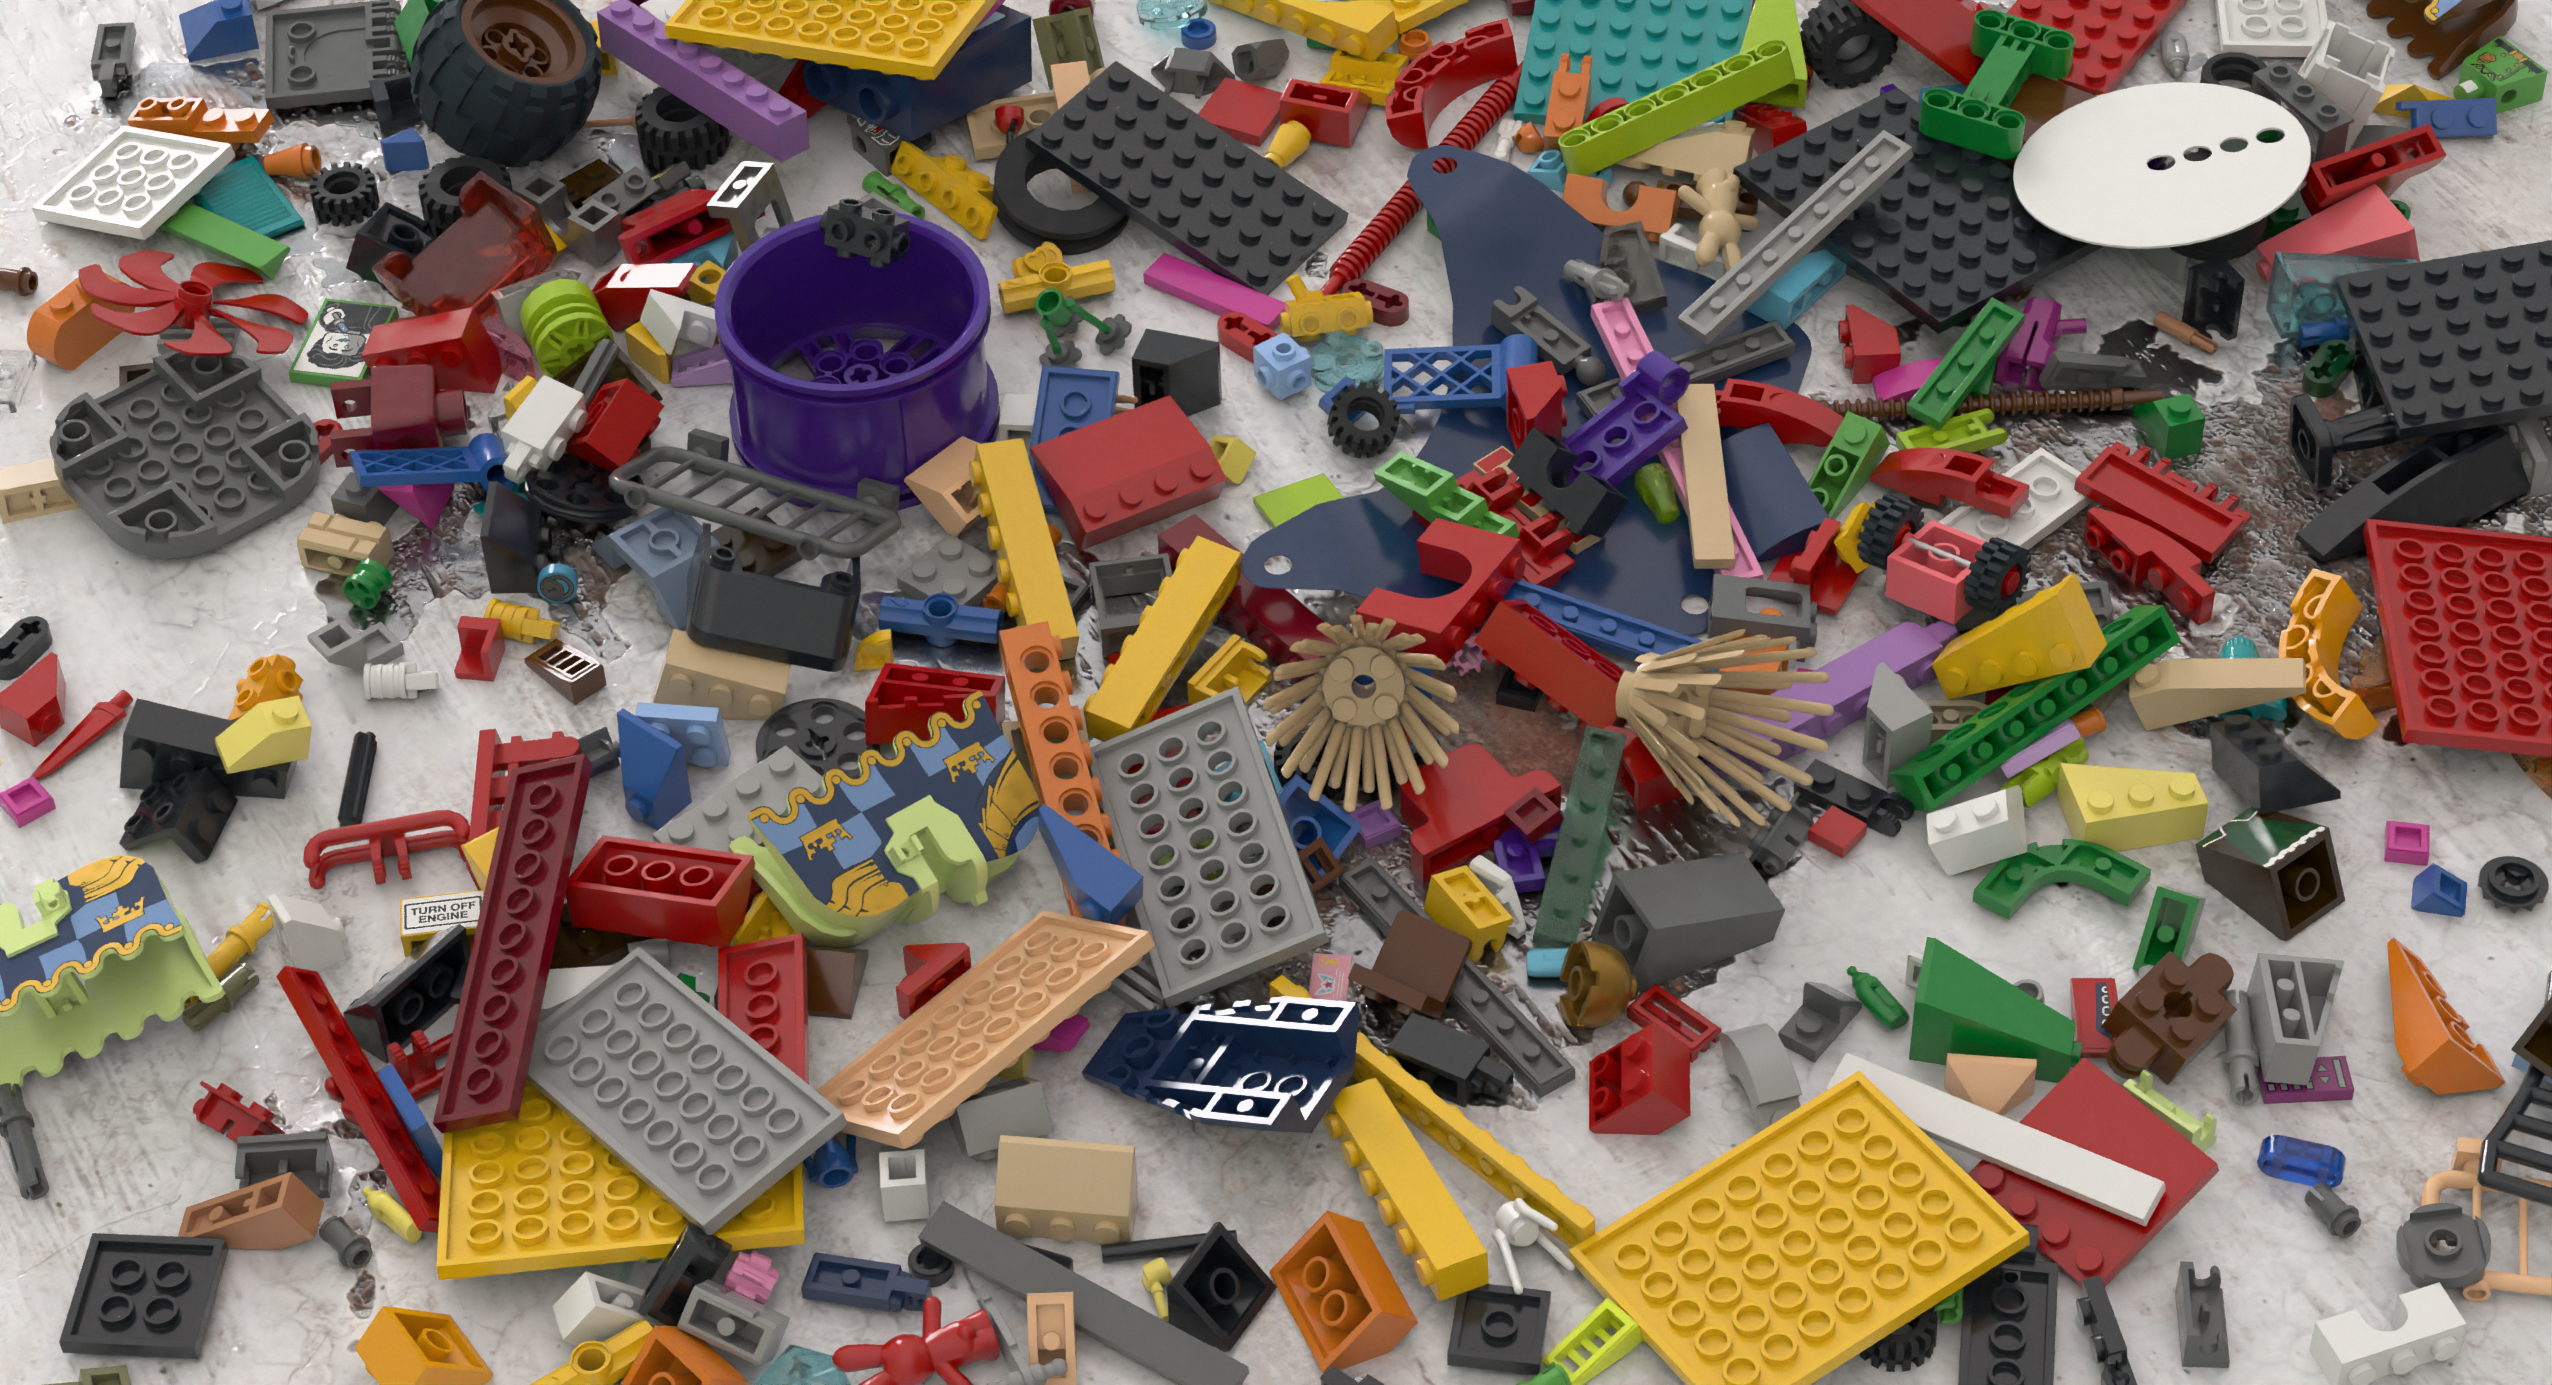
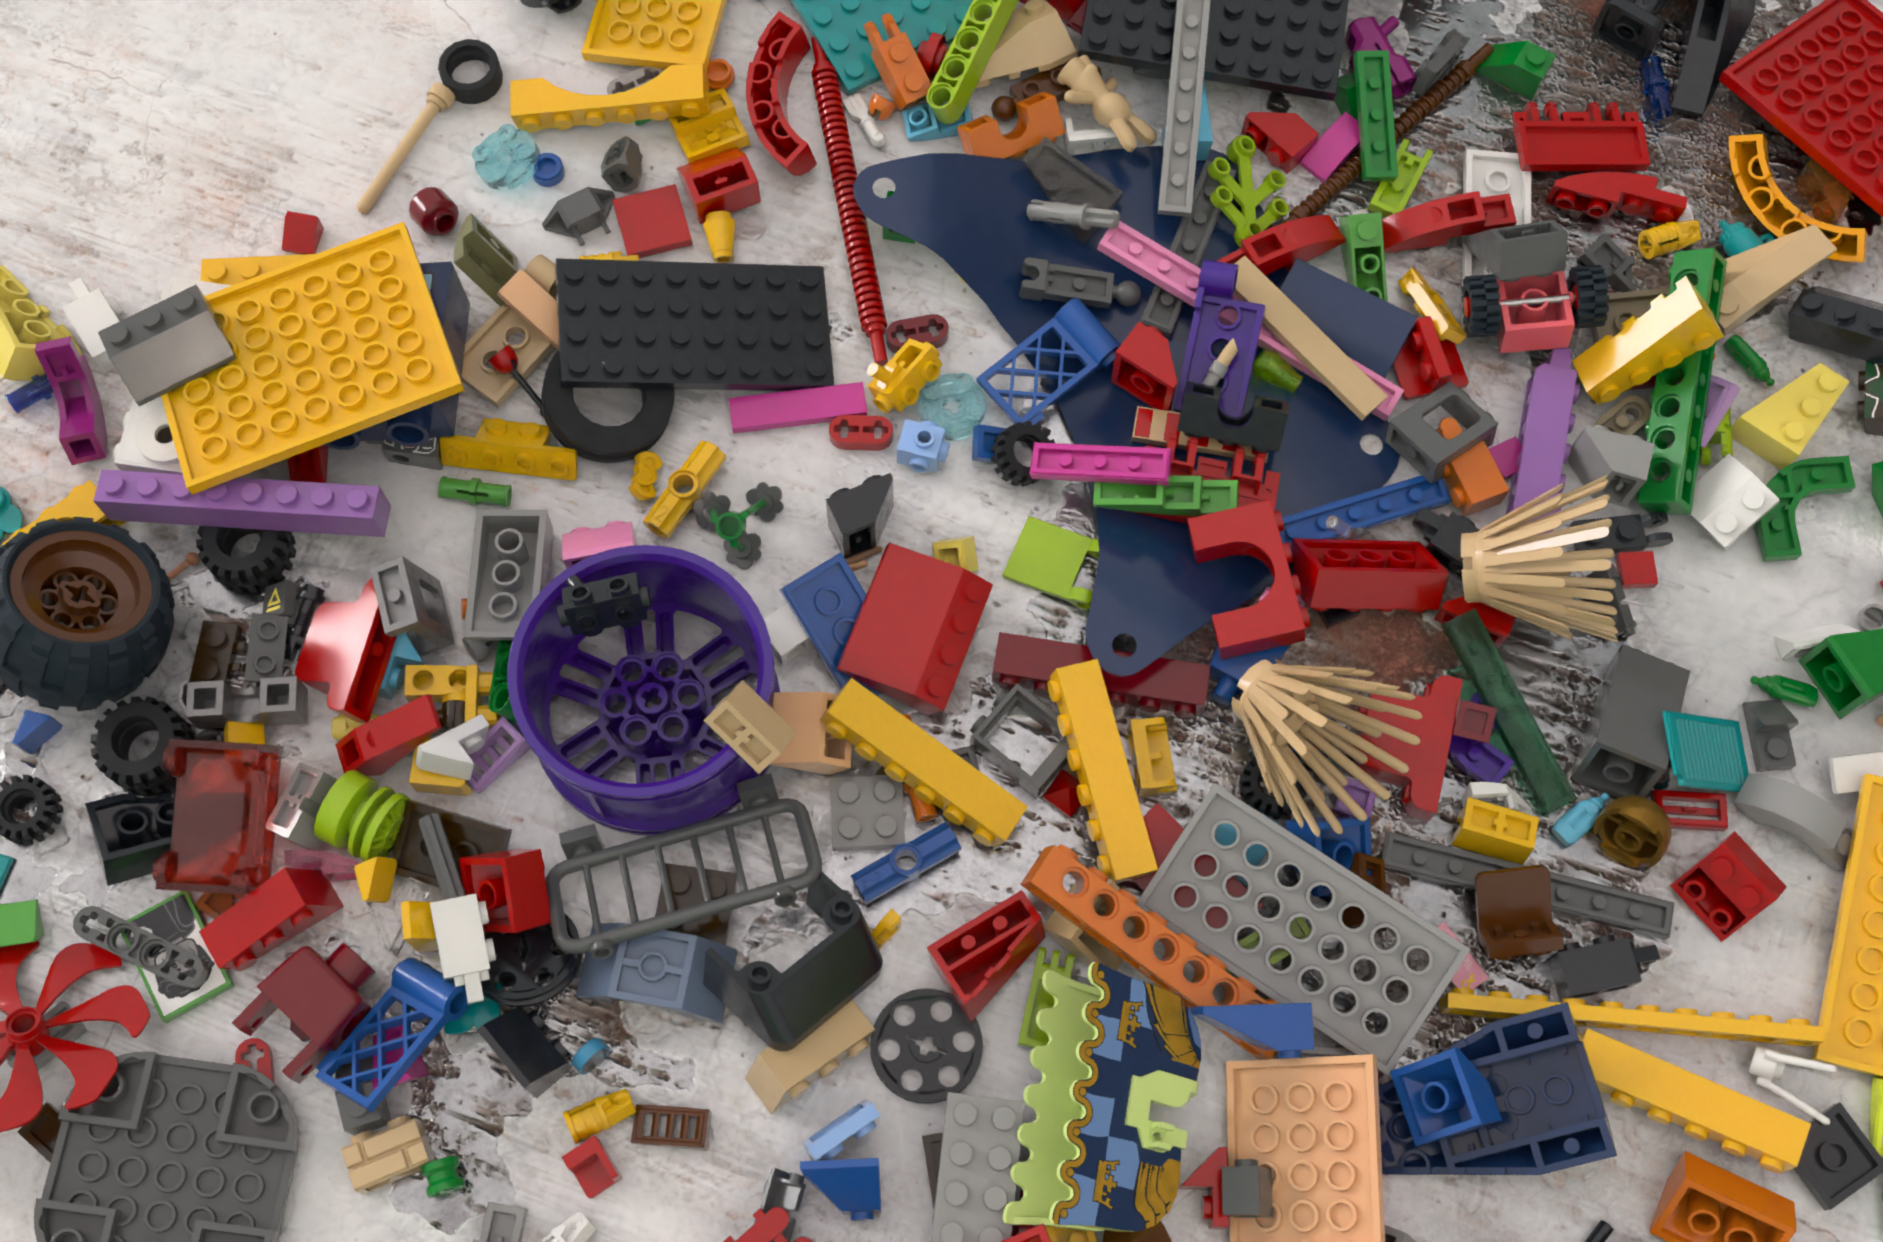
camera: 45 degrees left, 25 degrees up
(326, 315) = (142, 945): none -> dark grey beam
(534, 362) = (376, 878): none -> yellow slope
(888, 373) = (750, 727): none -> tan hinge
(948, 978) = (1247, 1190): none -> dark grey brick
(1187, 1025) = (1444, 1097): none -> blue slope
(1409, 444) = (1101, 463): none -> dark pink tile
(1581, 627) = (1346, 531): none -> clear piece
(1598, 443) = (1220, 366): none -> piece
(1726, 967) = (1706, 751): none -> teal window
(1816, 338) = (1240, 152): none -> lime plant
(1971, 503) = (1521, 250): none -> dark grey slope
(2141, 745) = (1748, 359): none -> green piece
(2188, 624) = (1668, 238): none -> yellow hinge
(2298, 512) = (1656, 87): none -> clear blue pin

